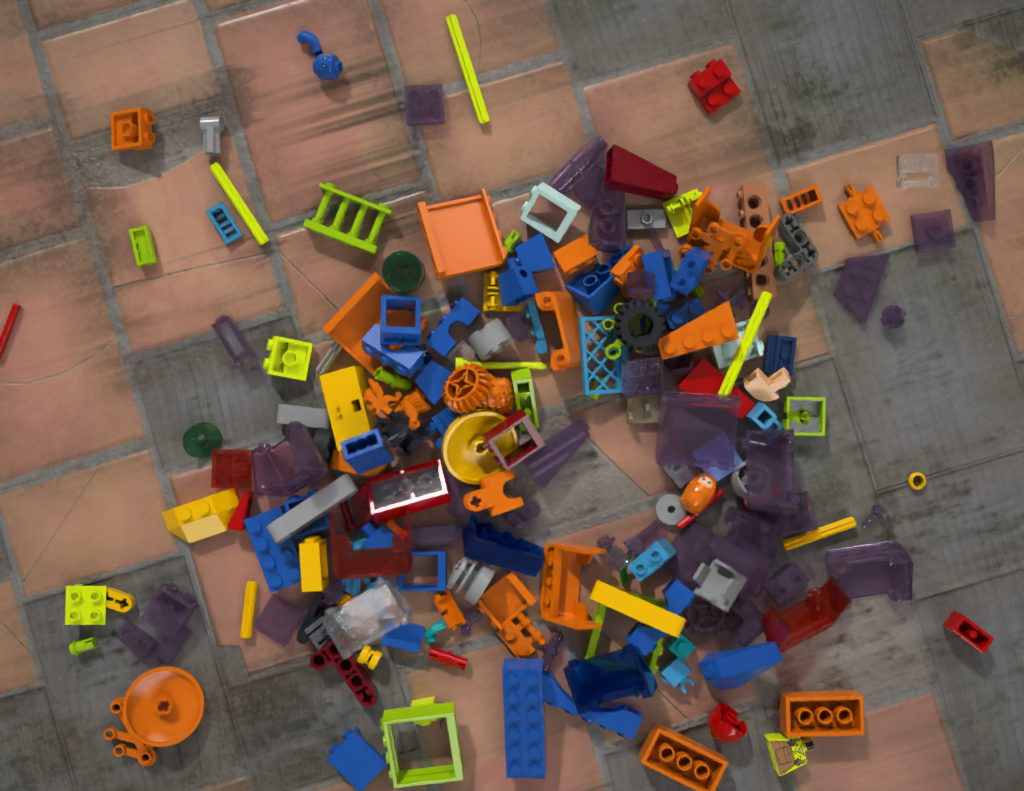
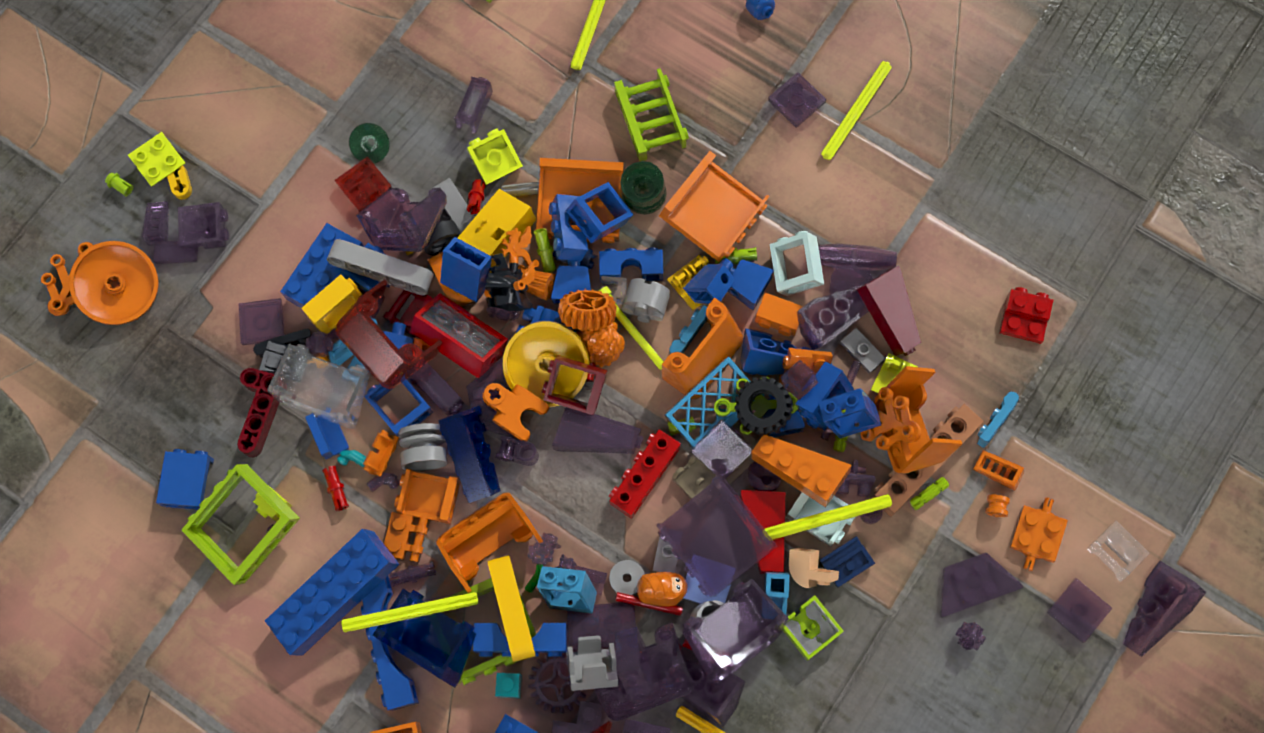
camera: 55 degrees right, 15 degrees down
(203, 516) = (306, 192): yellow wedge -> none
(221, 206) = (565, 9): dark azure slope -> none
(242, 512) = (335, 218): red slope -> none
(248, 609) = (251, 290): yellow axle -> none
(310, 396) = (476, 196): none -> red pin
(366, 653) = (285, 419): yellow wheel -> none
(518, 327) = (677, 316): clear purple brick -> none
(525, 395) = (622, 369): lime slope -> none
(584, 678) = (409, 612): none -> neon yellow axle
(611, 440) = (644, 474): none -> red brick
(675, 672) = (481, 702): dark azure brick -> none
(680, 316) = (805, 440): blue brick -> none
(768, 170) = (998, 418): none -> dark azure hinge
(800, 254) = (950, 505): dark grey beam -> none
(825, 223) = (997, 505): none -> orange wheel

